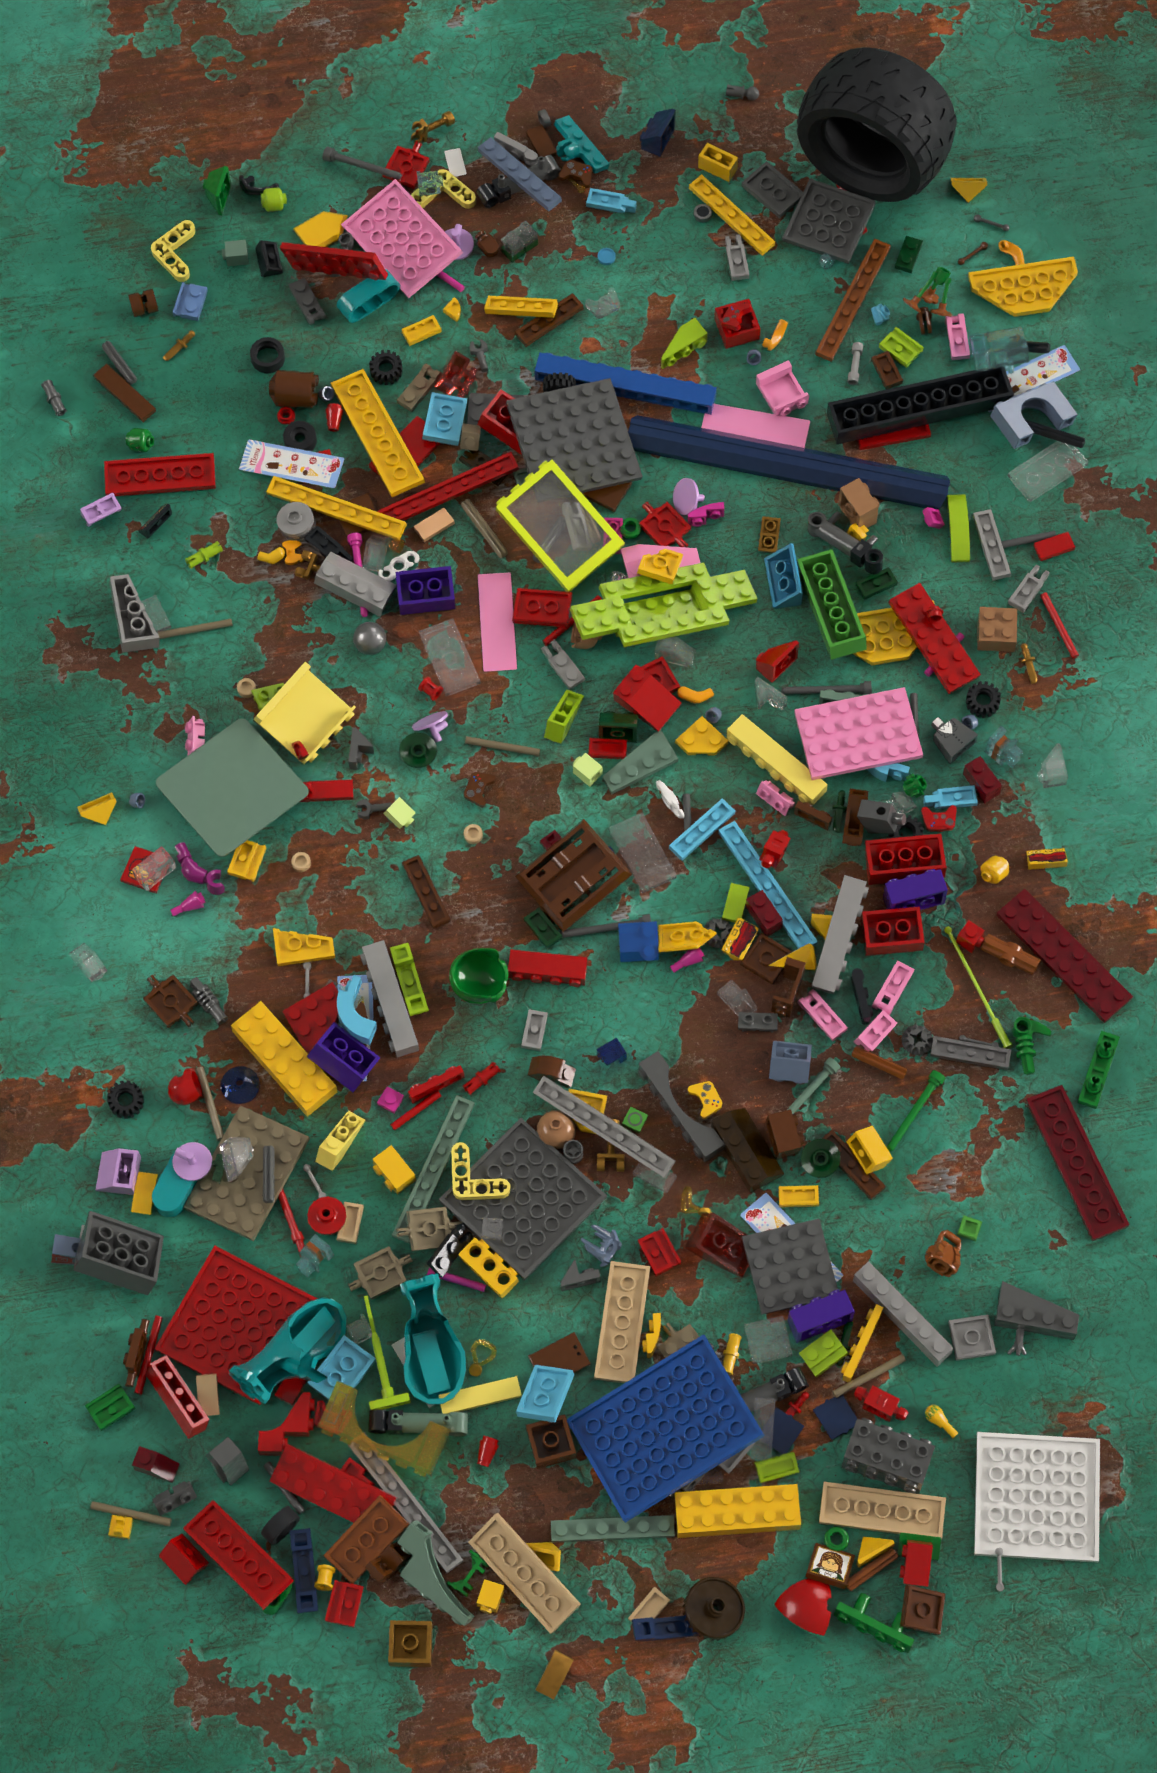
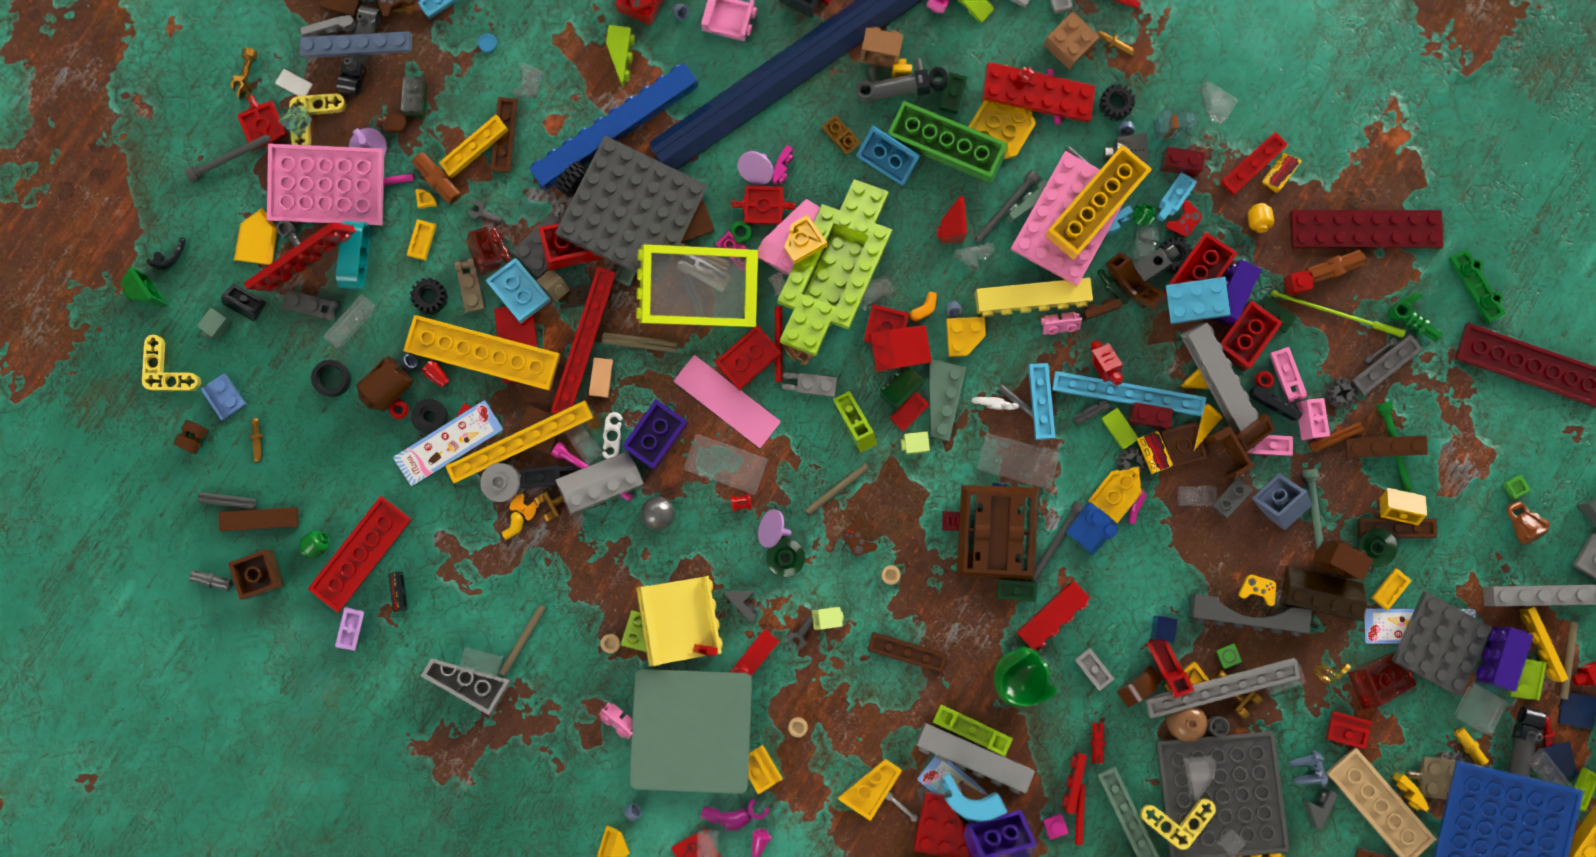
camera: 55 degrees left, 15 degrees up
(84, 420) = (256, 574): none -> reddish brown brick
(203, 554) = (464, 579): lime pin -> none
(273, 199) = (193, 253): lime head -> none
(319, 334) = (350, 321): none -> clear tile
(475, 303) = (436, 178): none -> dark orange piece
(522, 1161) = (1199, 774): none -> clear slope
(583, 1076) = (1169, 668): none -> red arch
(728, 873) = (1091, 412): none -> dark grey axle
(757, 425) = (740, 61): bright pink sticker -> none
(821, 994) = (1255, 432): none -> reddish brown tile
(872, 970) = (1269, 379): none -> red plate
(879, 864) = (1198, 300): none -> medium azure plate
(882, 733) = (1097, 202): none -> yellow brick
(905, 1102) = (1386, 446): none -> reddish brown plate
(933, 944) = (1278, 311): none -> dark green plate
(1033, 832) = (1254, 163): none -> red plate

